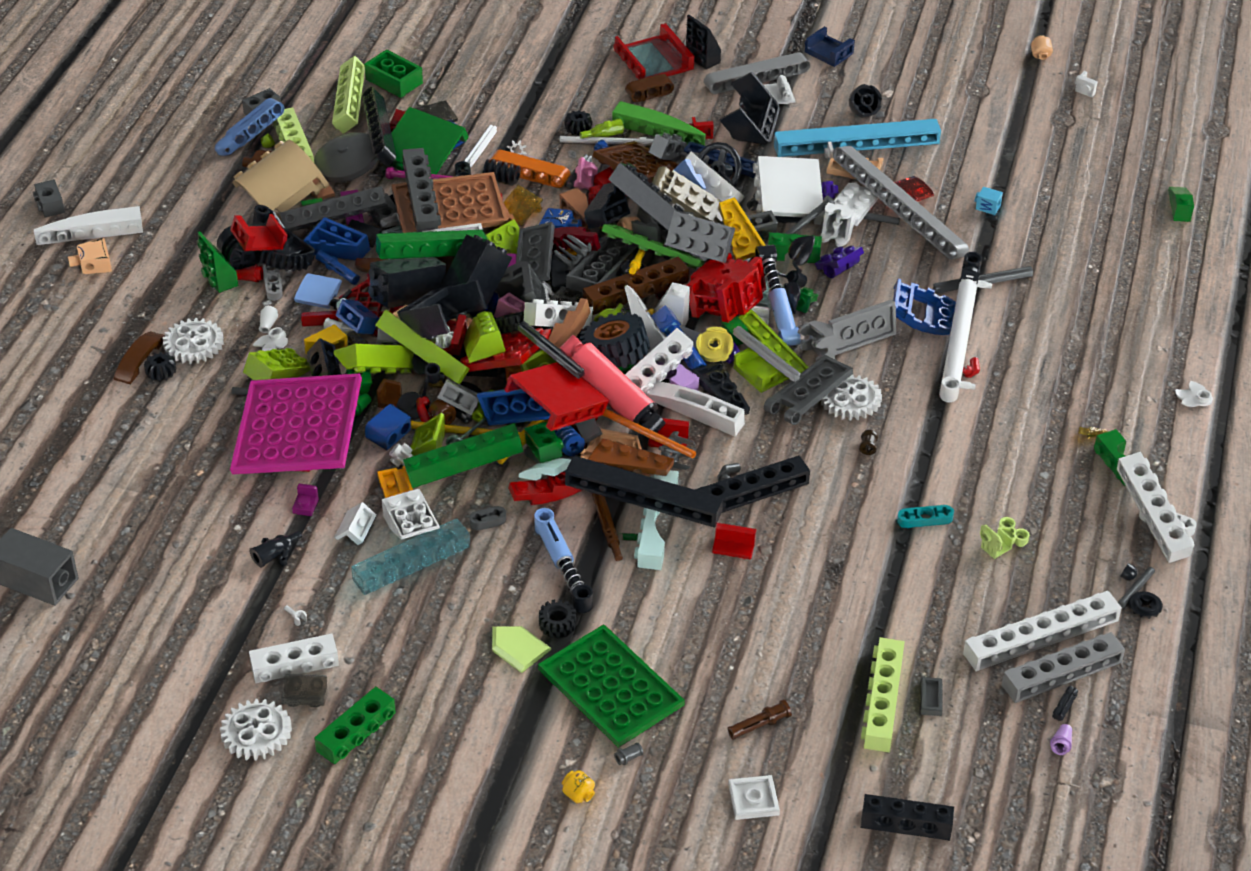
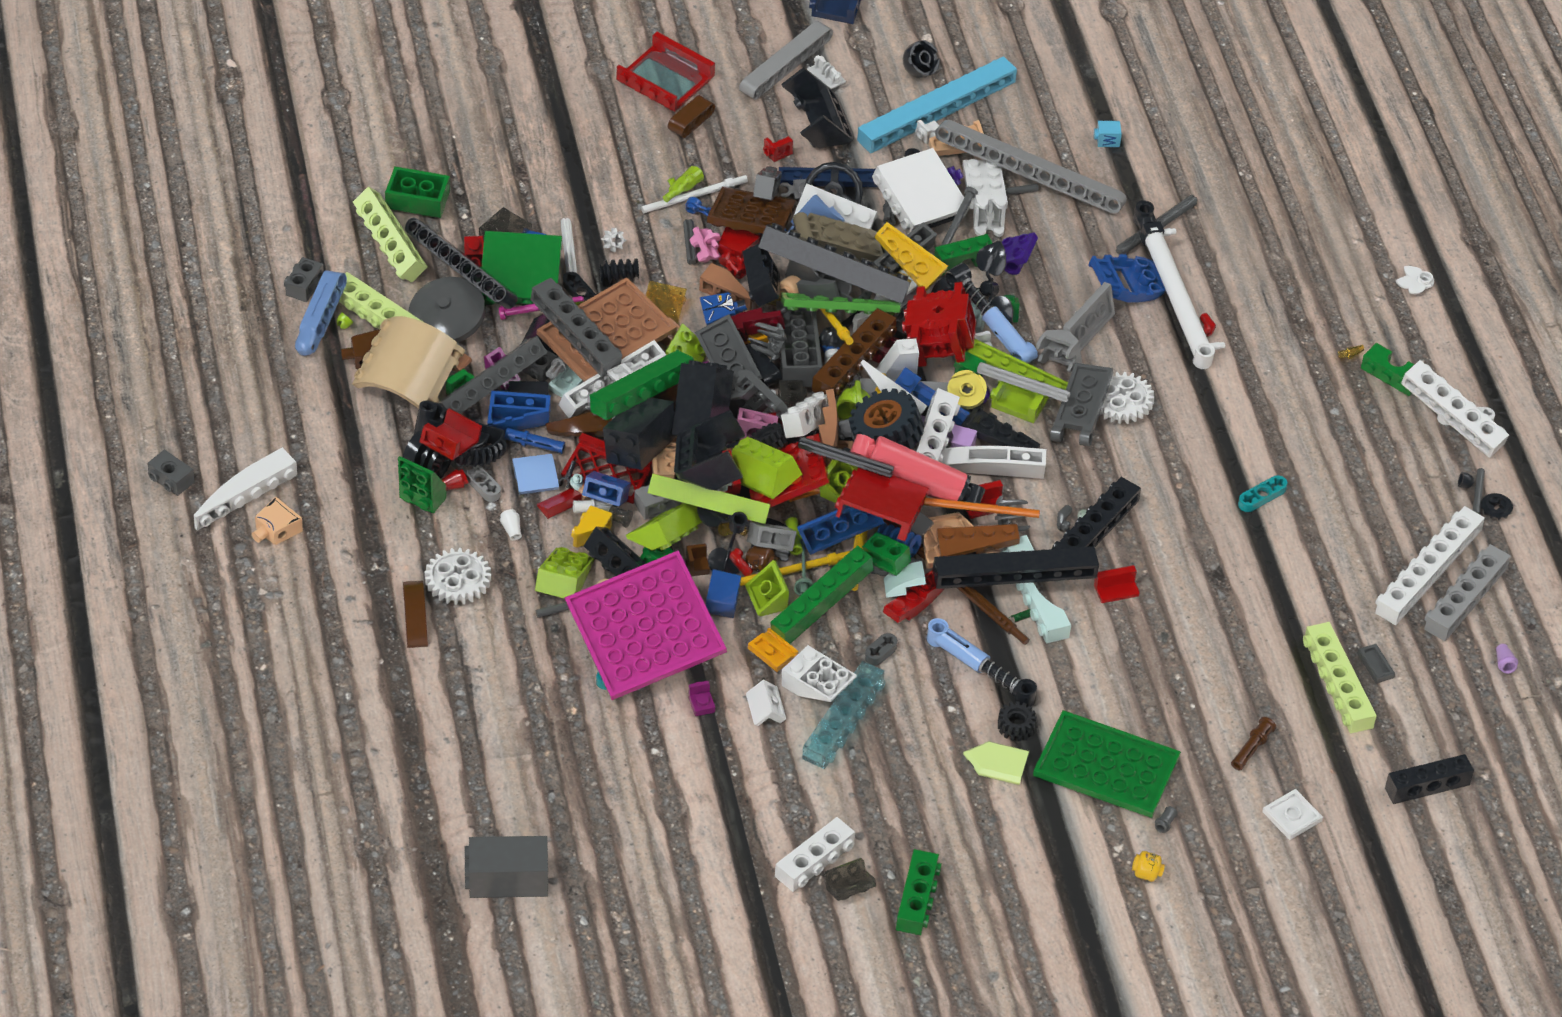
camera: 30 degrees left, 5 degrees up
(160, 366) = (448, 616): black gear -> none
(255, 729) = (832, 927): white gear -> none
(273, 548) = (709, 758): black piece -> none
(275, 339) = (535, 546): white plate -> none
(296, 614) = (785, 815): white hand -> none
(399, 453) = (757, 617): white gear -> none
(534, 169) = (648, 255): orange beam -> none
(577, 122) = (650, 184): black gear -> none
(654, 122) = (731, 157): bright green slope -> none
(700, 236) = (890, 280): dark grey plate -> none
(702, 43) = (715, 44): black slope -> none
(873, 437) = (1167, 438): dark brown bush -> none
(915, 188) = (1030, 143): clear red slope -> none
(1005, 537) = (1342, 490): yellowish green piece -> none
(1065, 703) = (1487, 625): black axle -> none
(1181, 203) = (1284, 72): green slope -> none

